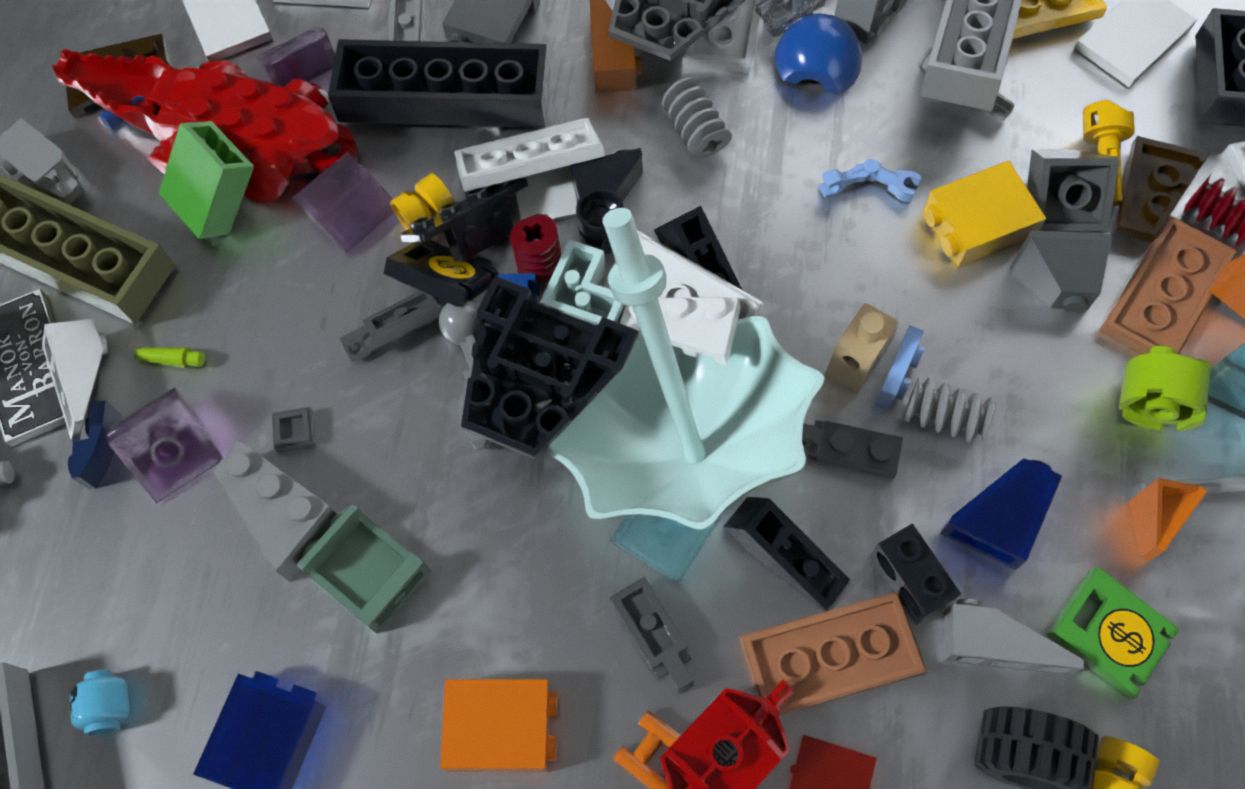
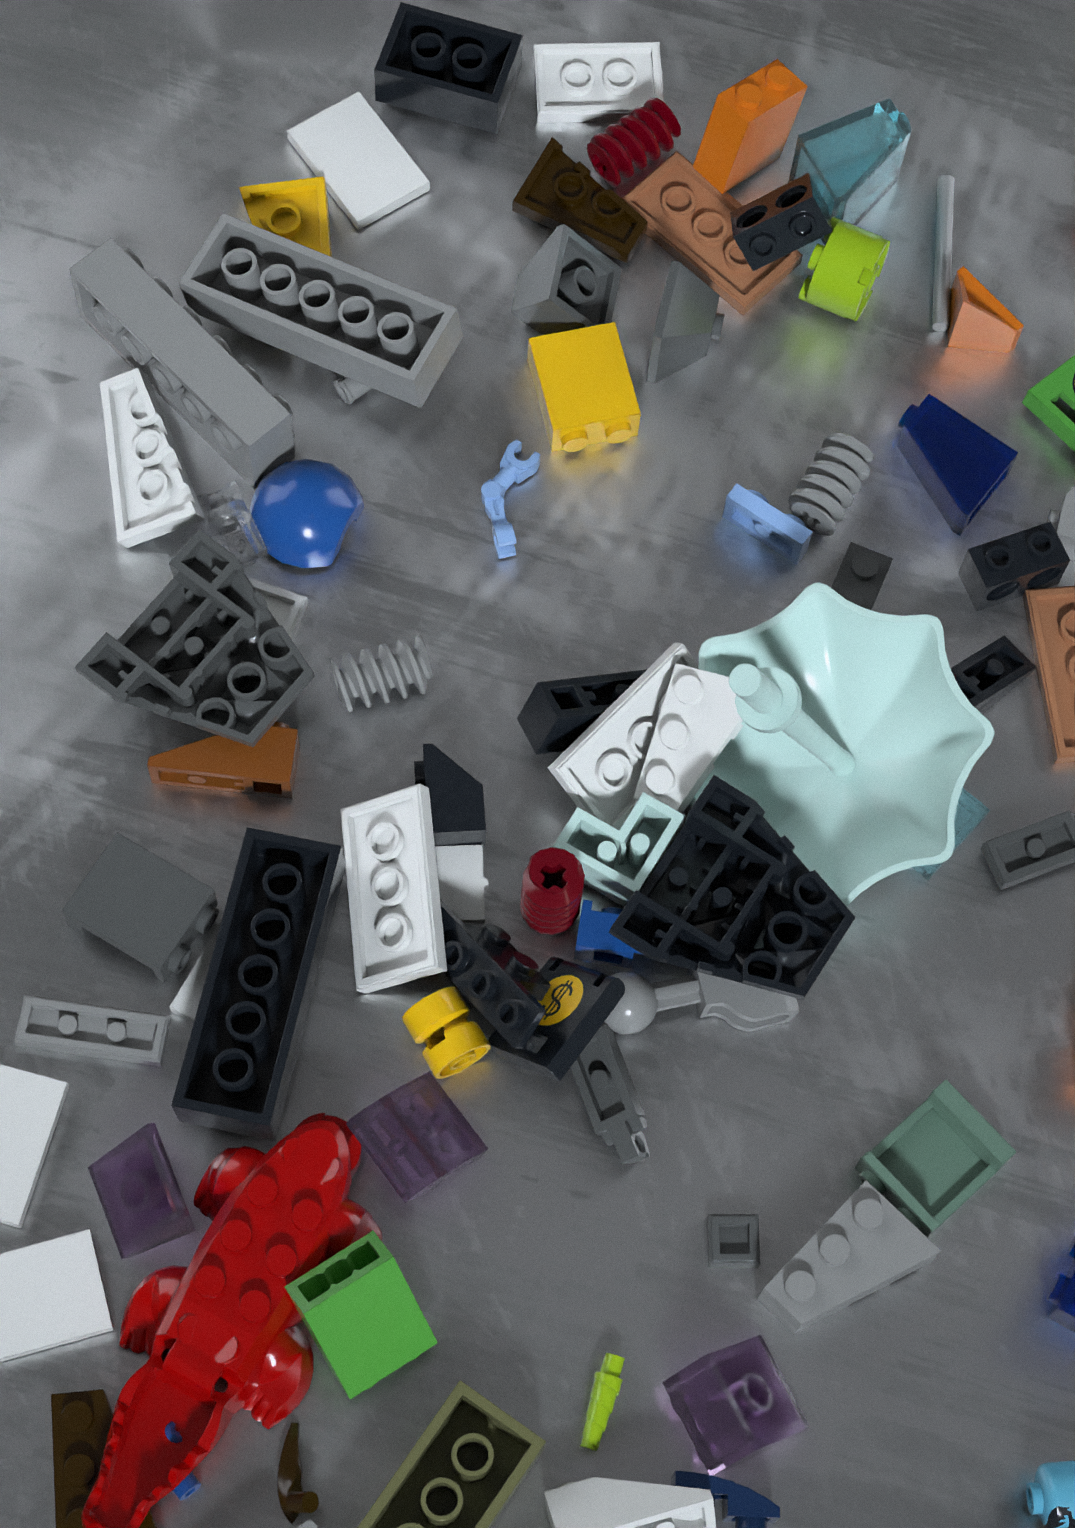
camera: 90 degrees left, 0 degrees up
(114, 176) = (290, 1479): none -> dark brown bar
(590, 213) = (515, 813): black wheel -> none
(866, 343) = (738, 551): tan torso -> none
(1113, 127) = (496, 226): yellow piece -> none
(1188, 322) = (781, 222): none -> black brick

